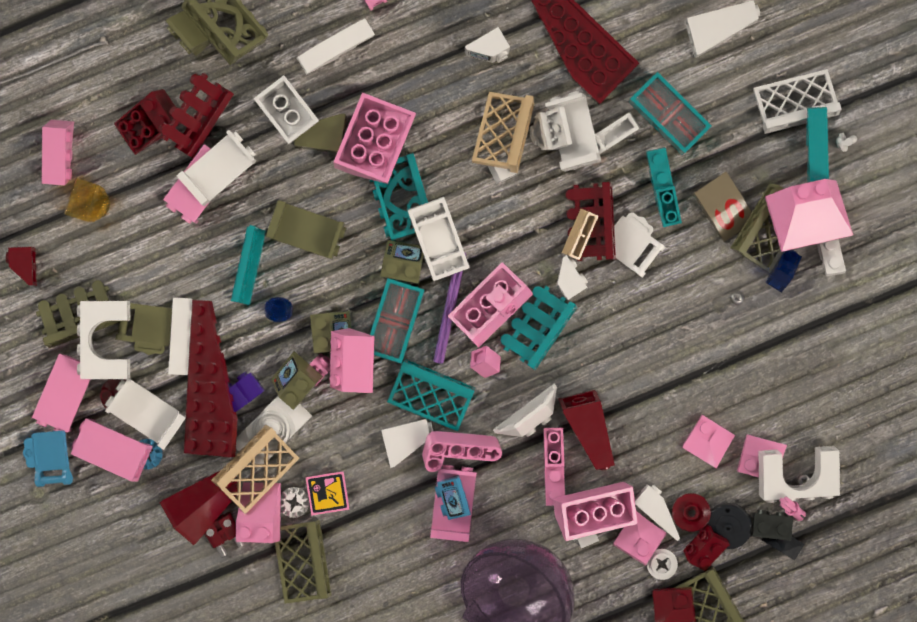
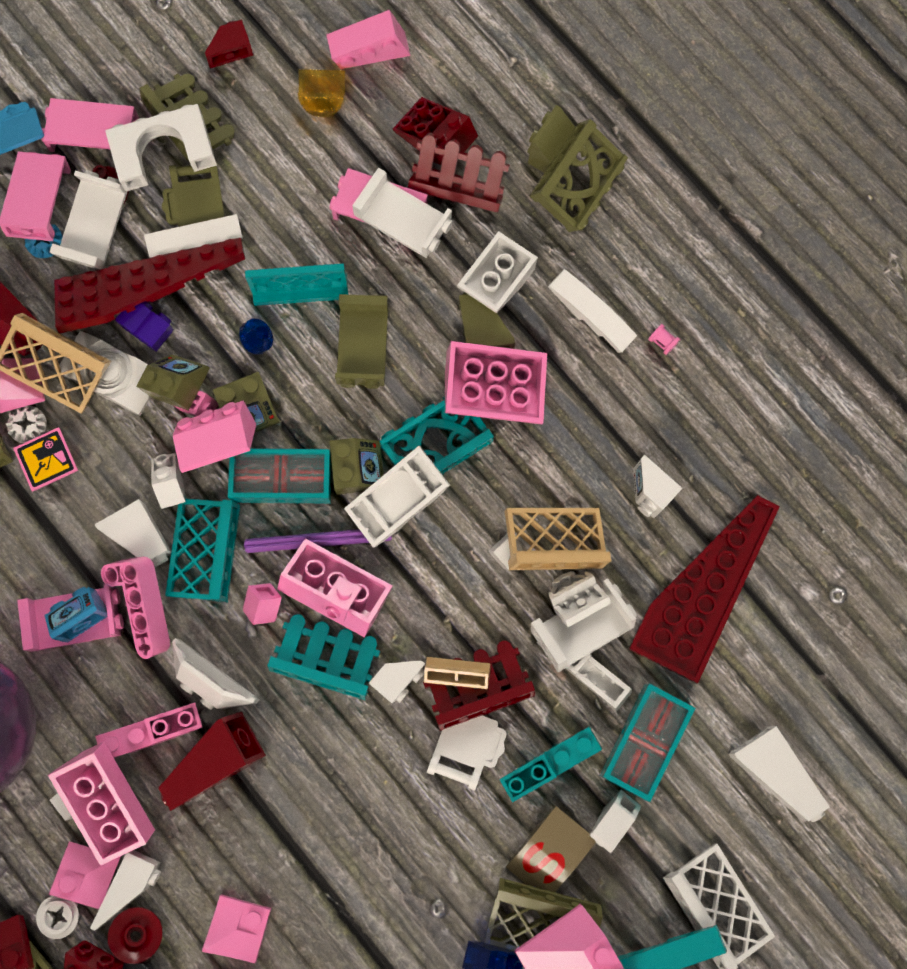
camera: 70 degrees right, 10 degrees down
(371, 406) = (167, 480): none -> white slope
(716, 154) = (615, 820): none -> white slope

